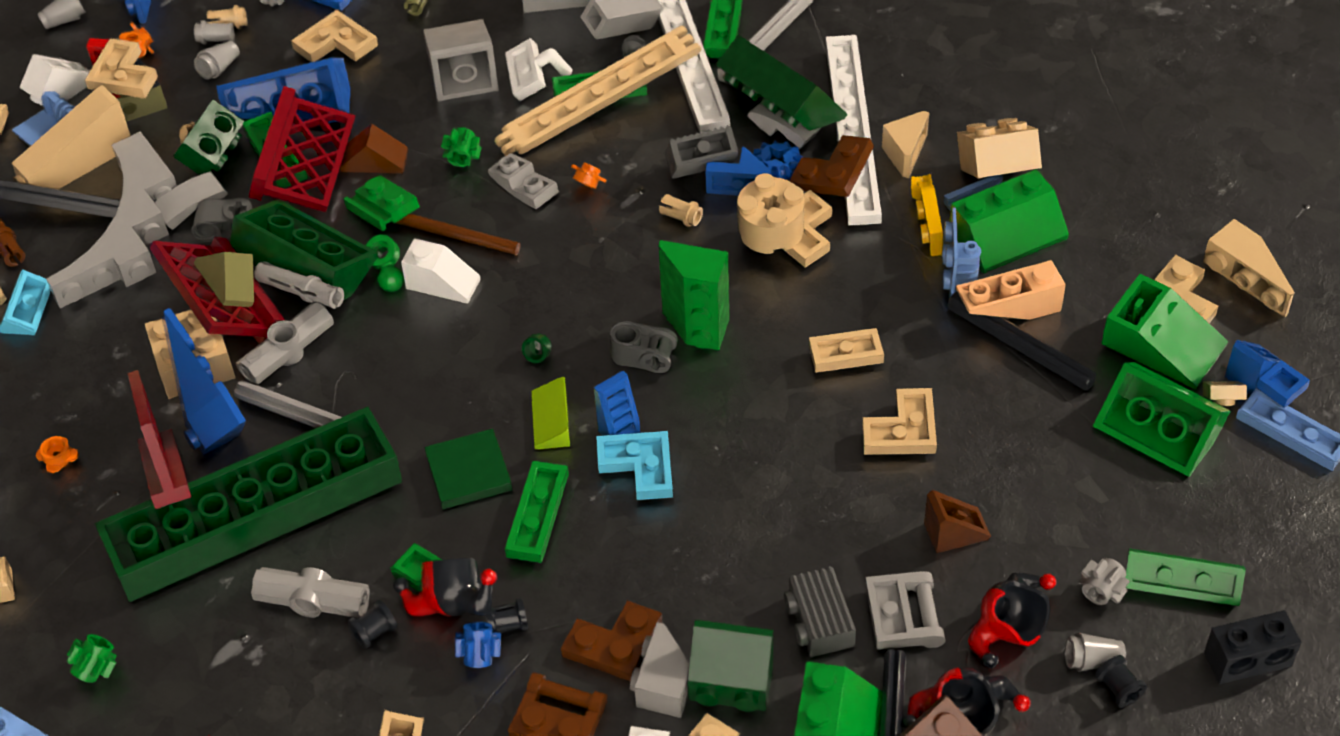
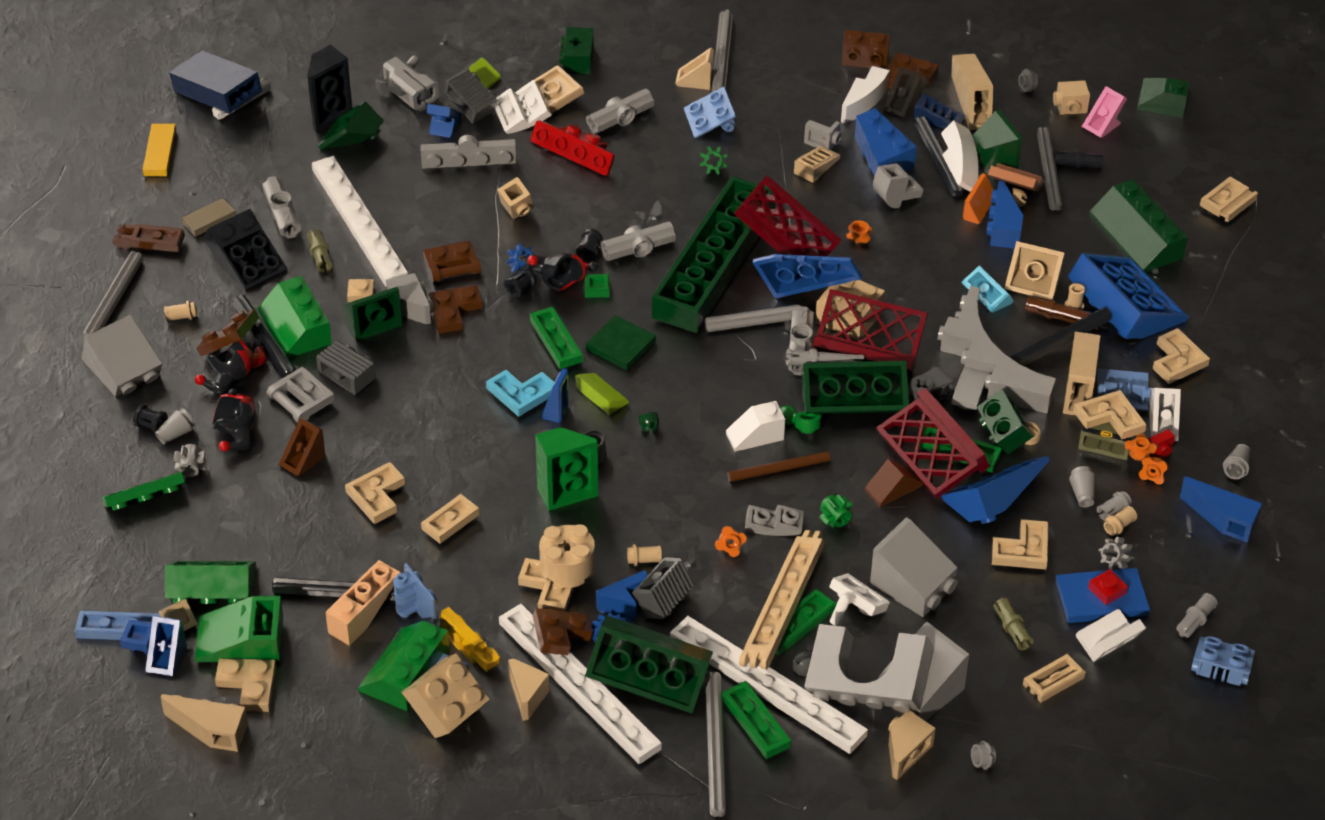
camera: 140 degrees right, 5 degrees down
(229, 277) = (869, 333): olive slope -> none
(381, 202) = (847, 451): green plate -> none
(1252, 647) = (80, 468): black brick -> none

